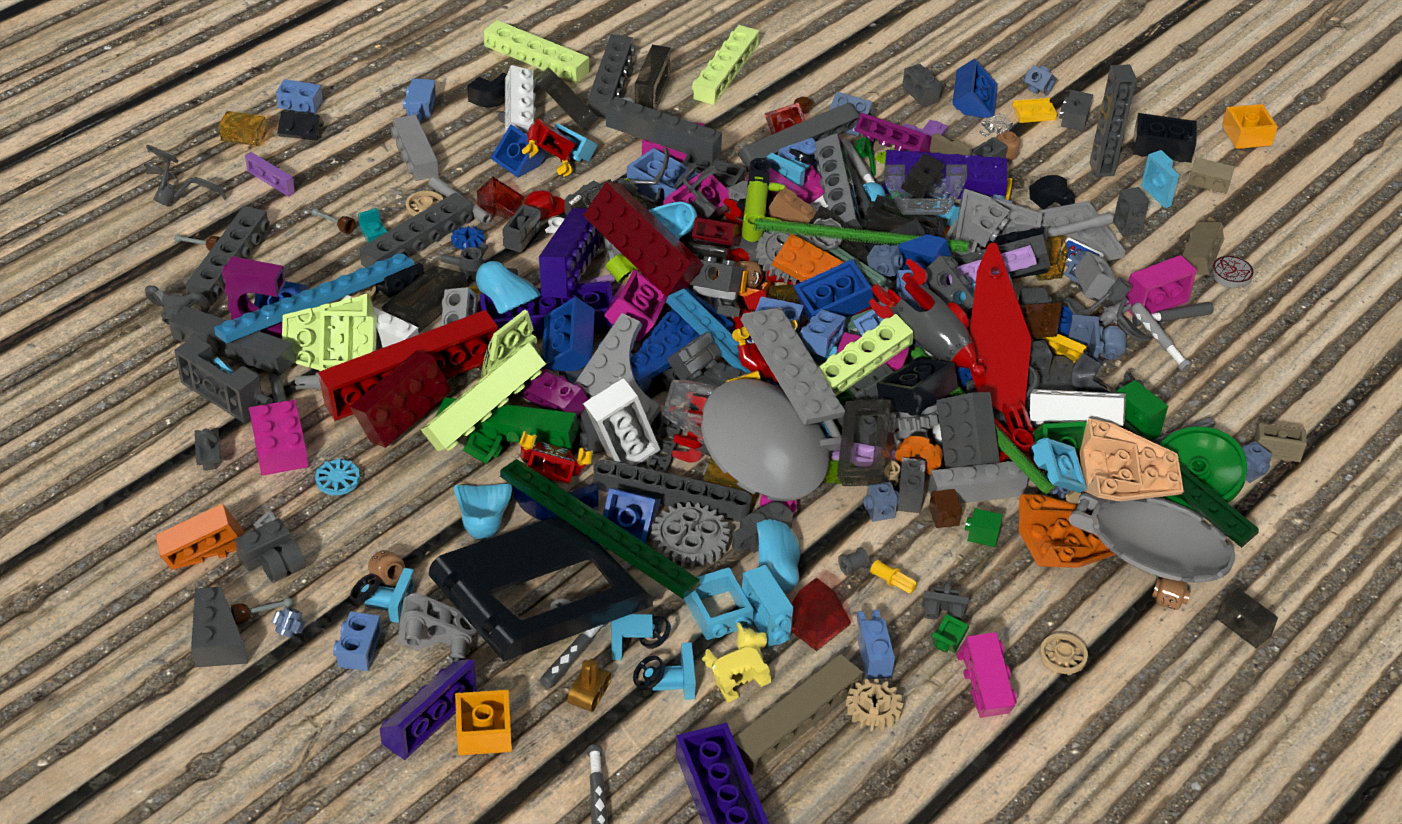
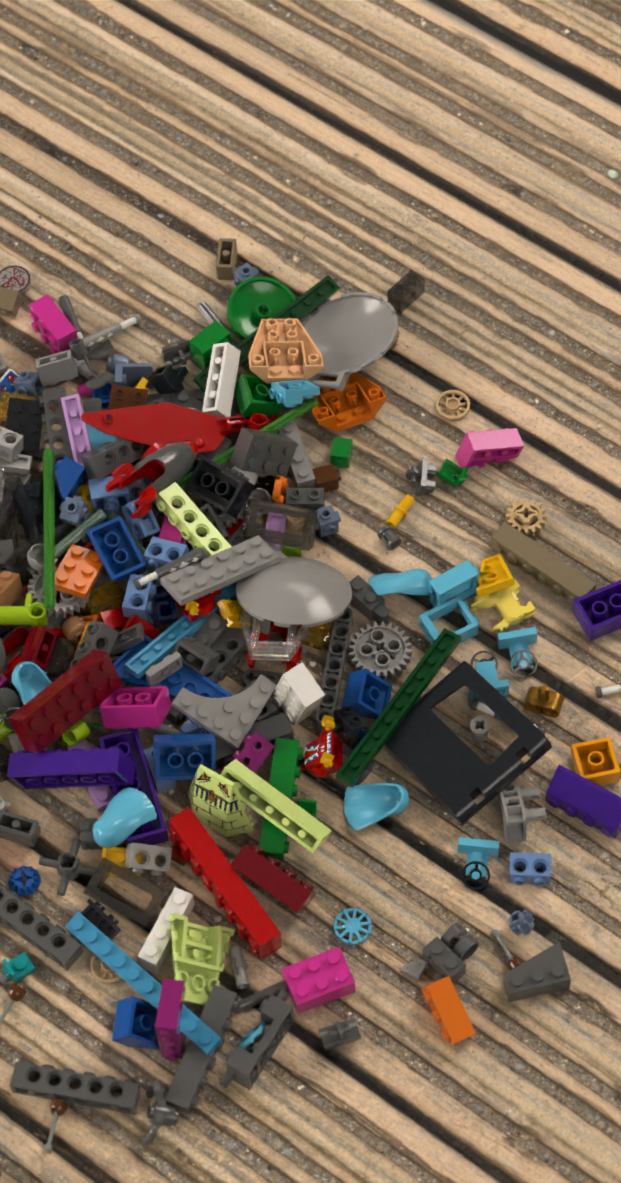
camera: 90 degrees left, 15 degrees up
(386, 566) = (453, 862): medium nougat head -> none
(583, 481) = (348, 725): none -> black bracket
(676, 323) = (164, 669): none -> light grey plate
(784, 653) = (494, 576): none -> yellow wing
(800, 326) = (179, 563): none -> dark grey piece
(818, 614) = (444, 556): clear red slope -> none
(875, 646) = (471, 518): medium blue hinge -> none

